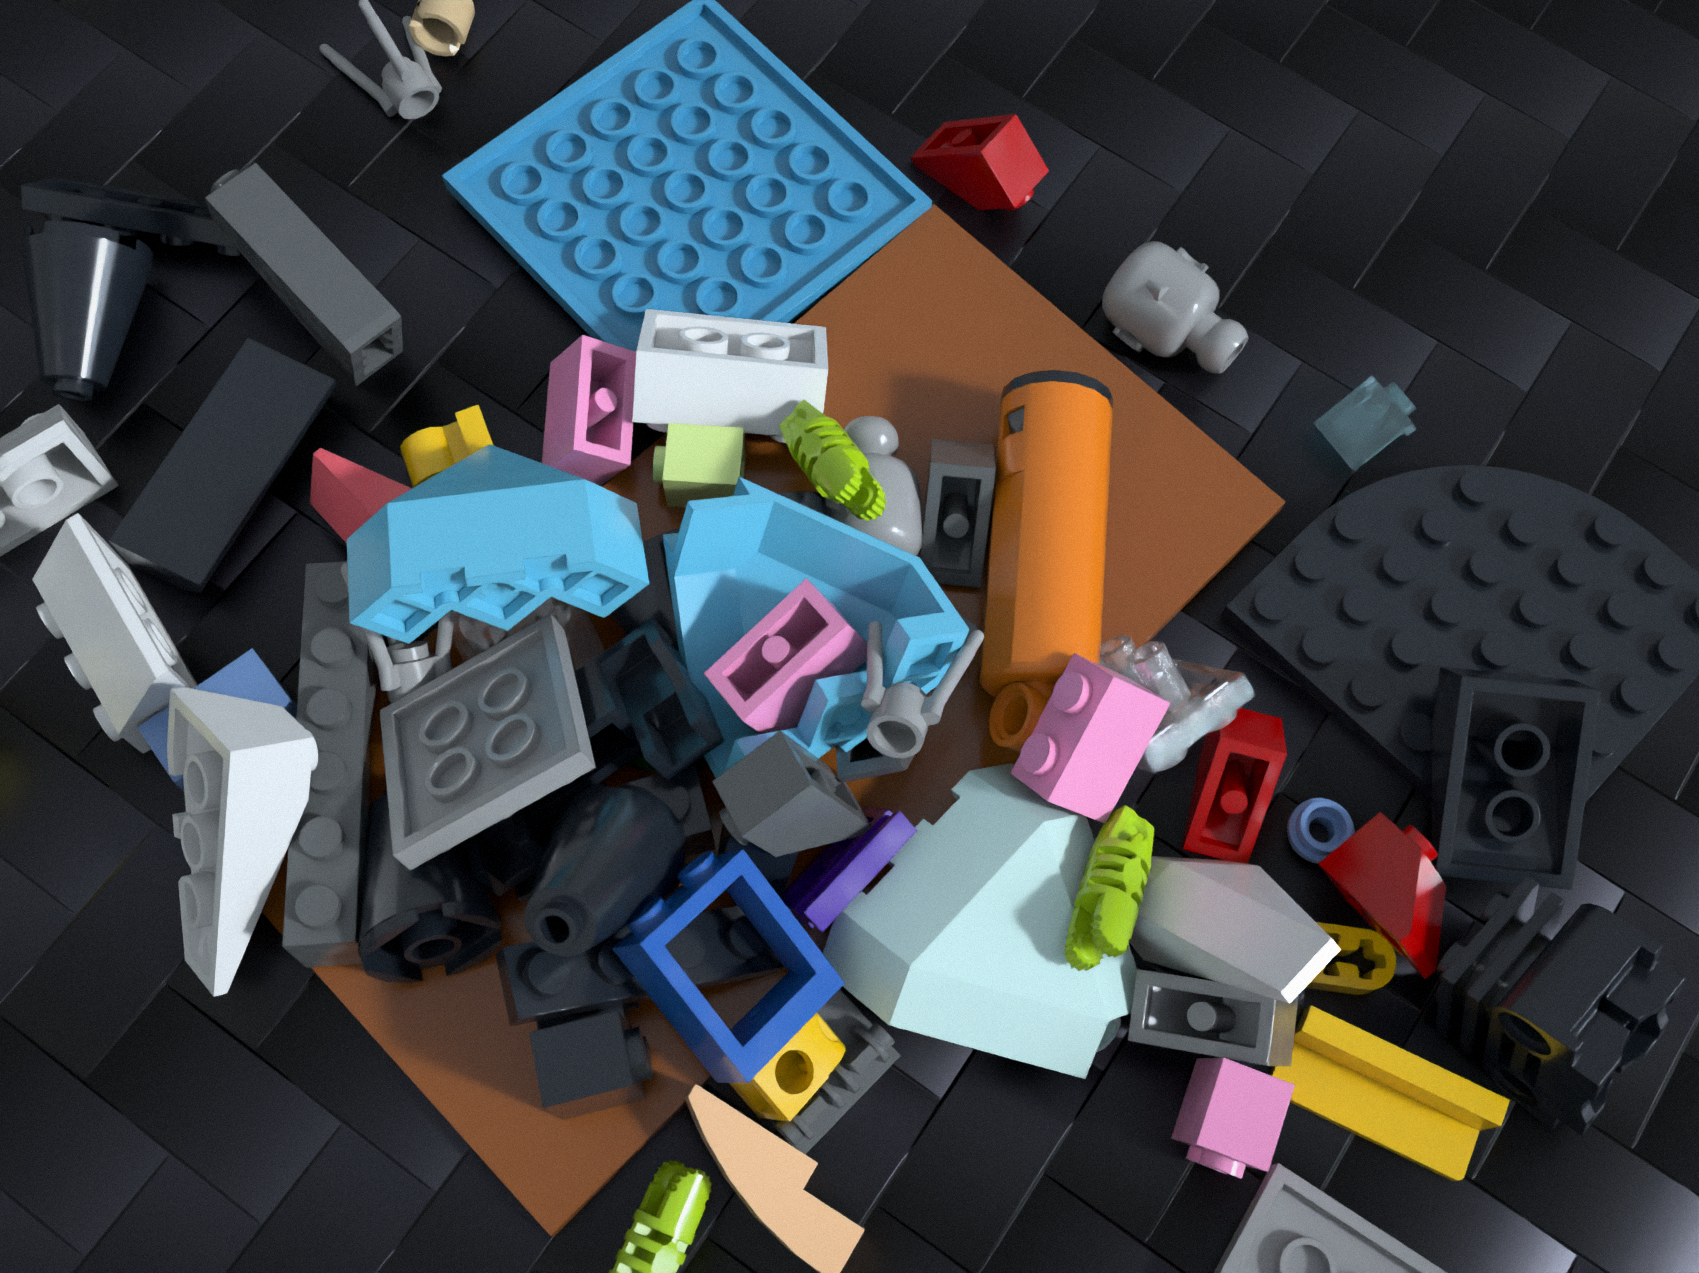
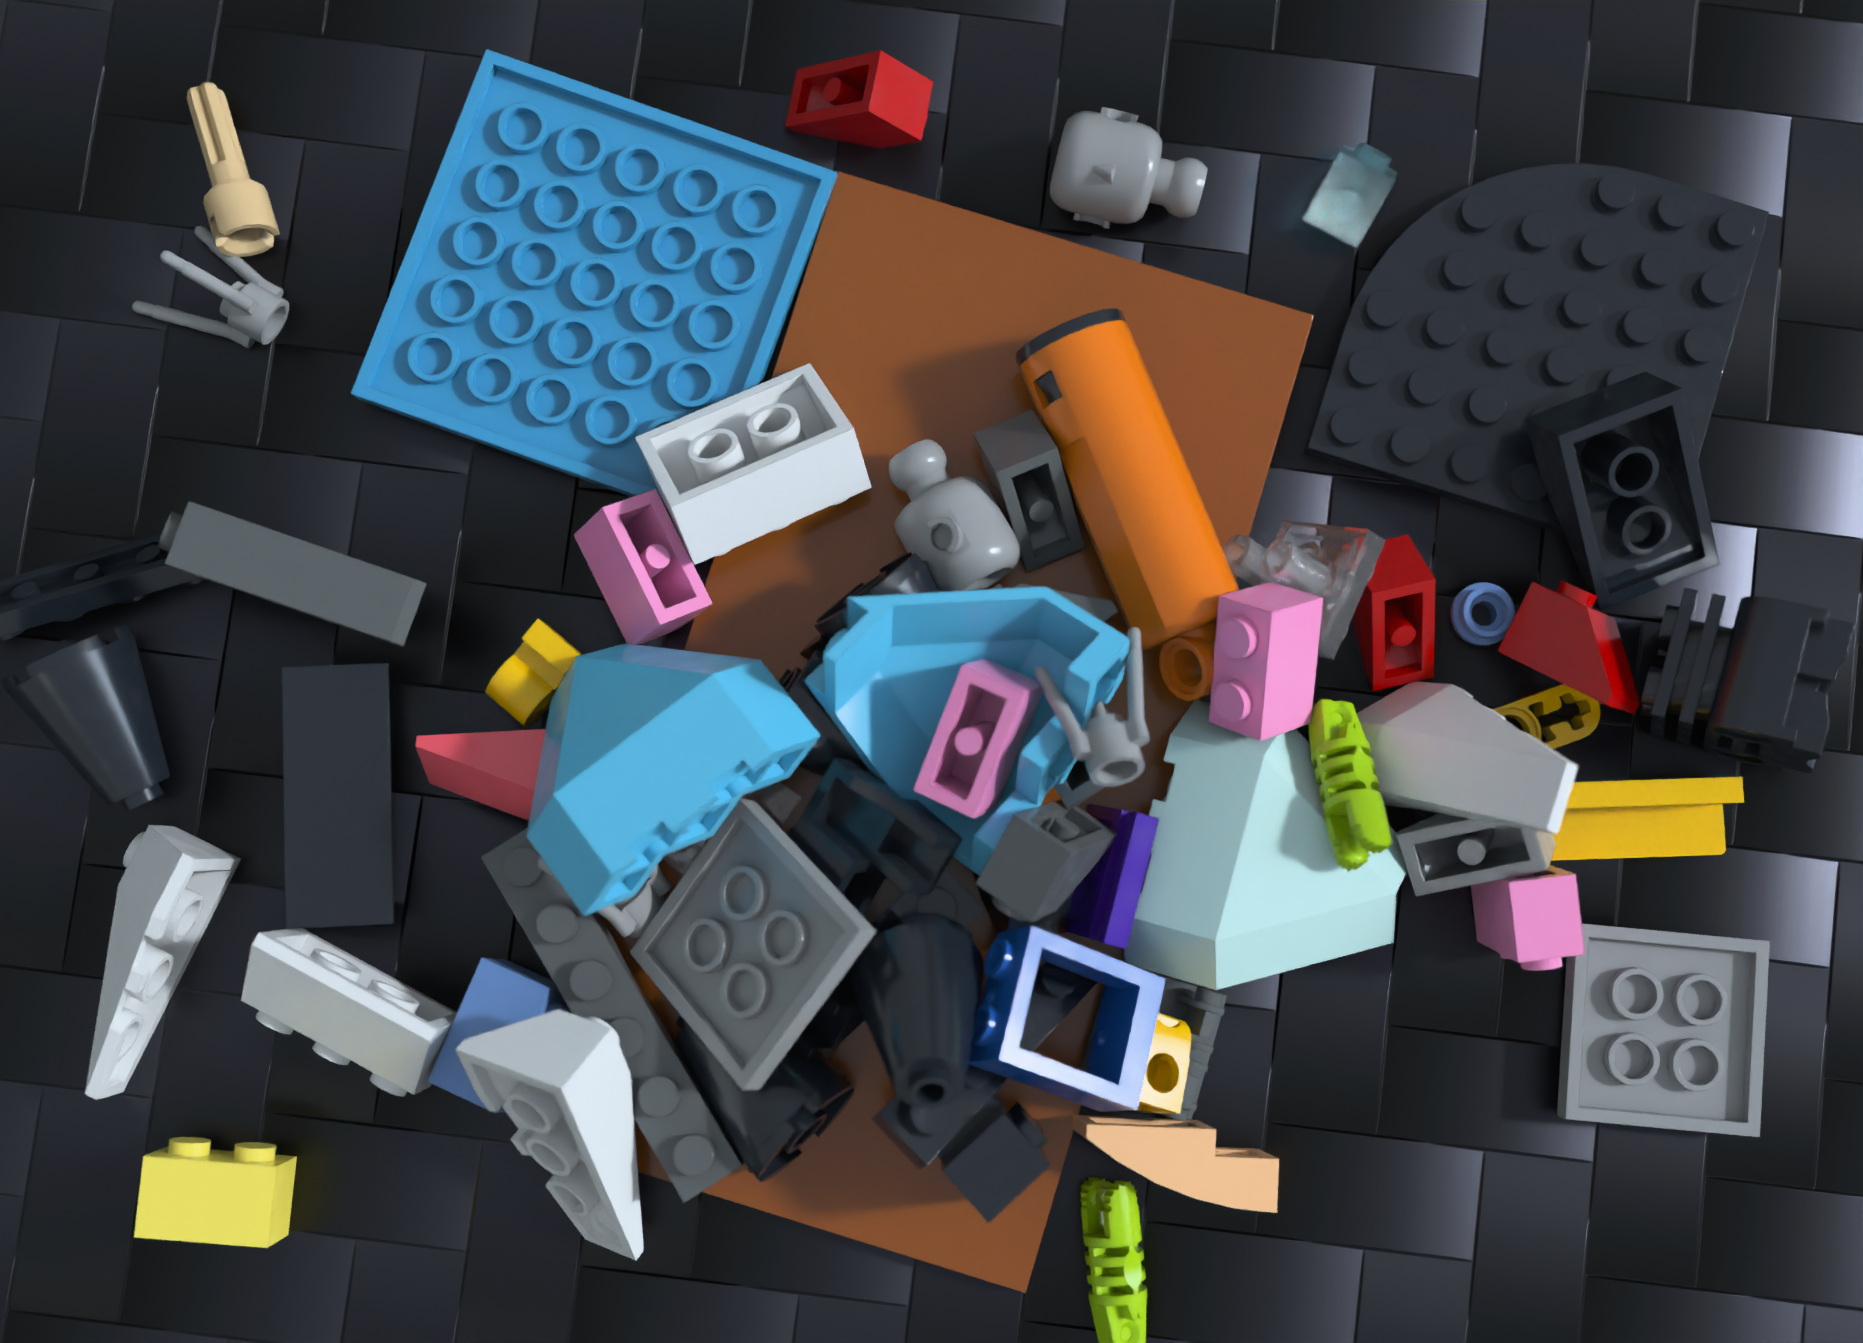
camera: 30 degrees left, 15 degrees up
(699, 462) = (777, 569): yellowish green brick -> none
(832, 461) = (906, 519): lime hinge -> none

